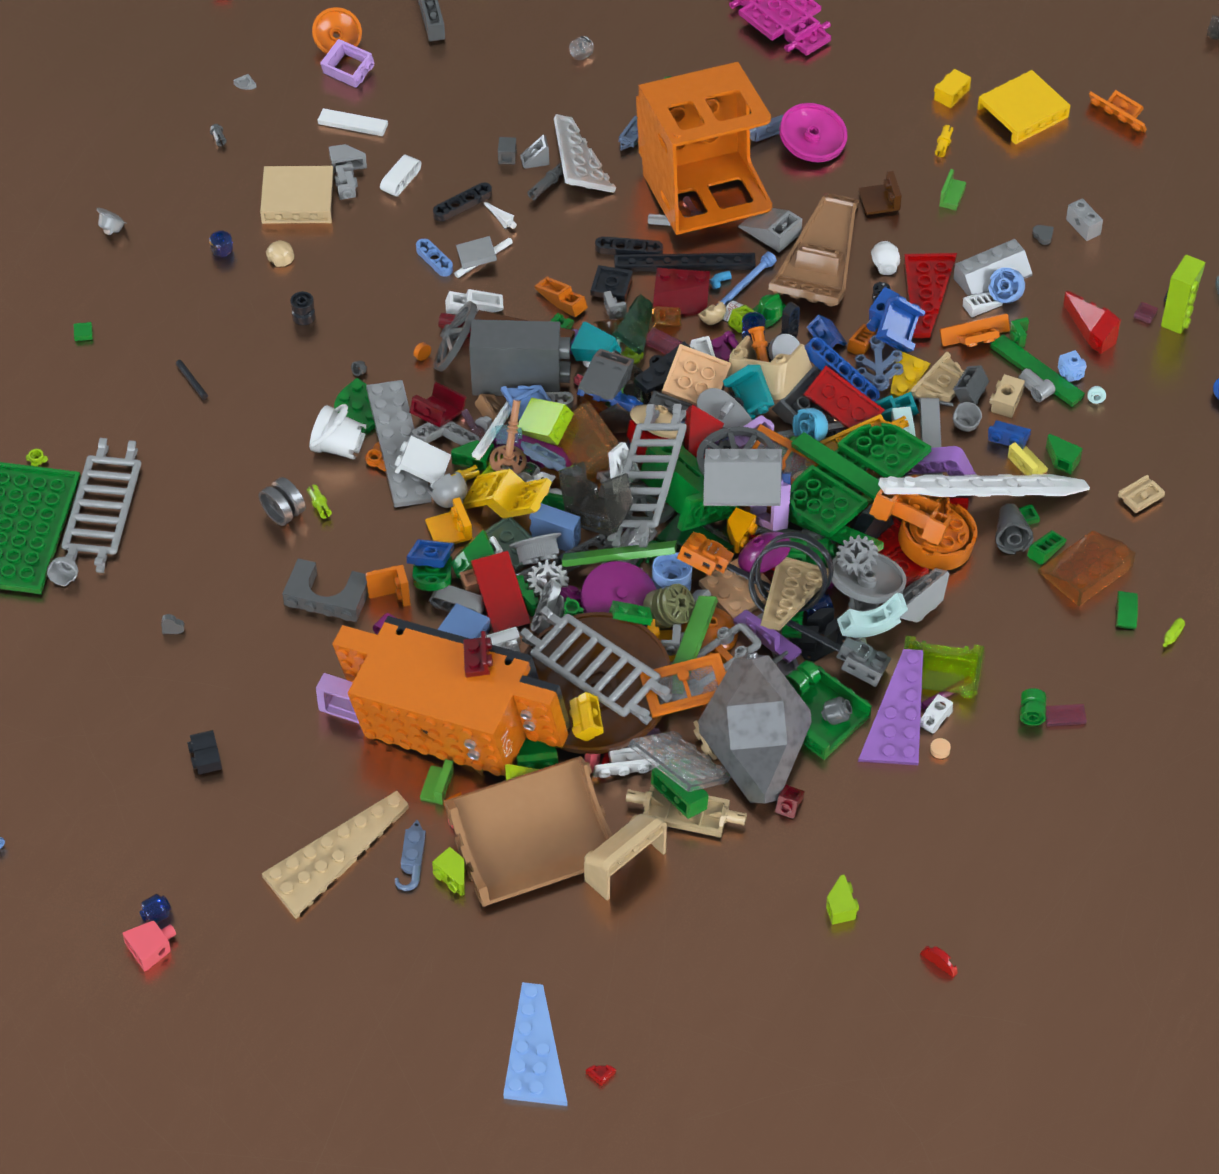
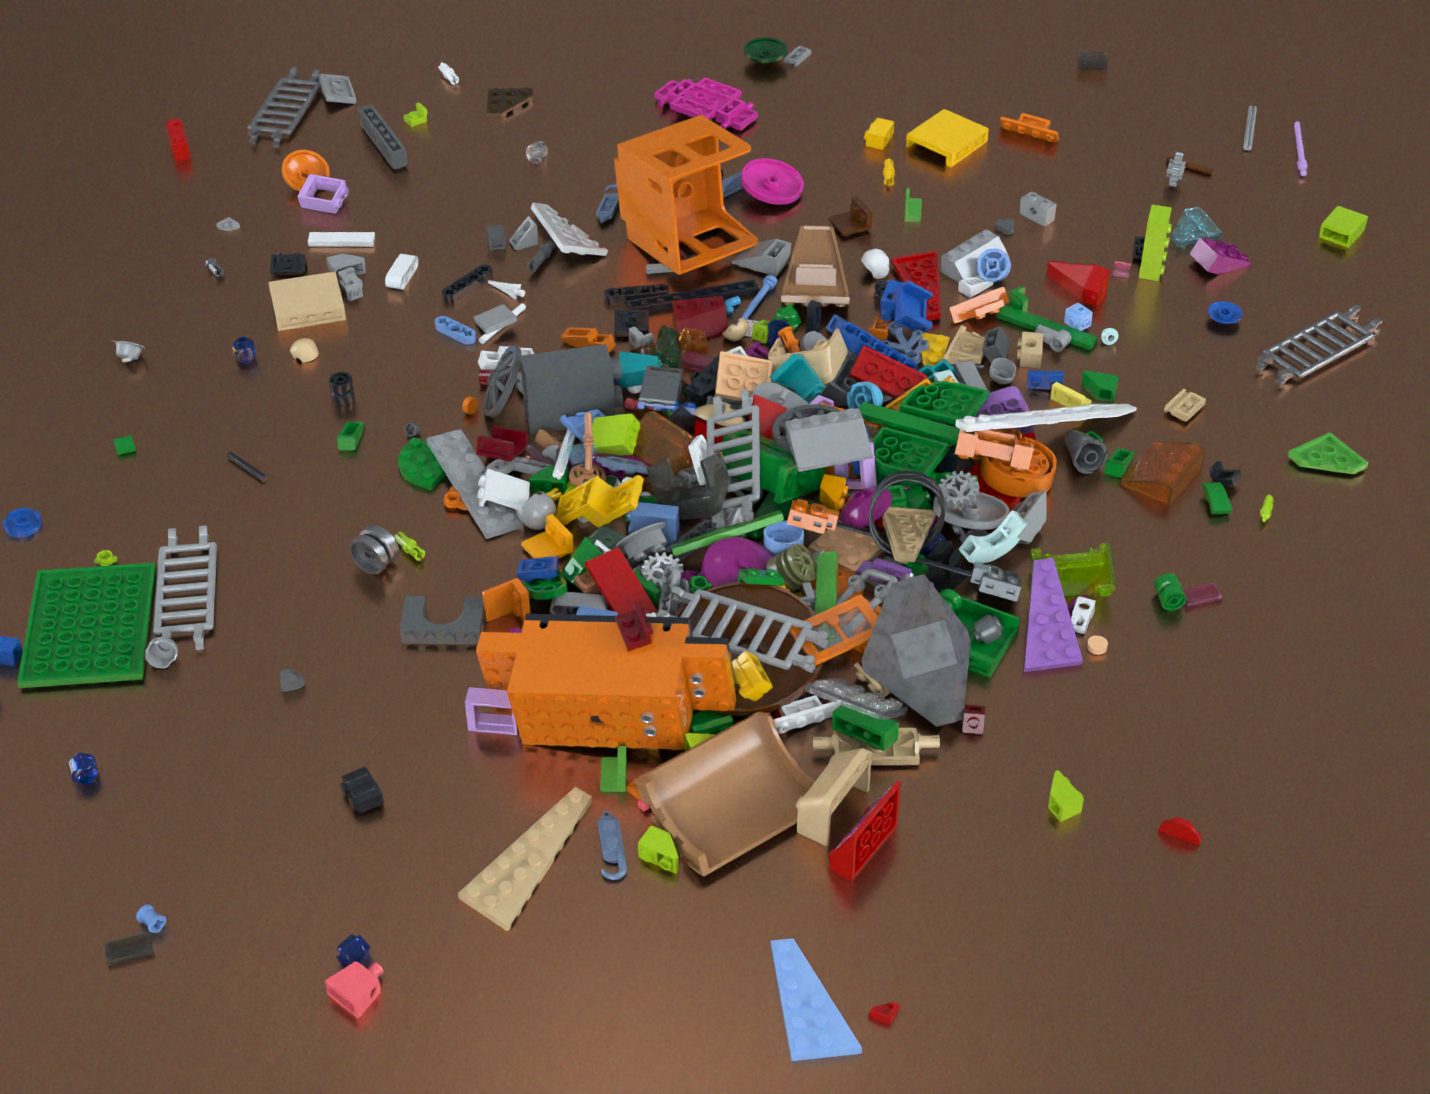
camera: 15 degrees left, 10 degrees down
(290, 146) = (288, 264): none -> black bracket
(296, 364) = (350, 436): none -> green slope
(337, 433) = (411, 482): white piece -> none
(642, 900) = (866, 834): none -> red slope
(1144, 586) = (1226, 477): none -> black bracket

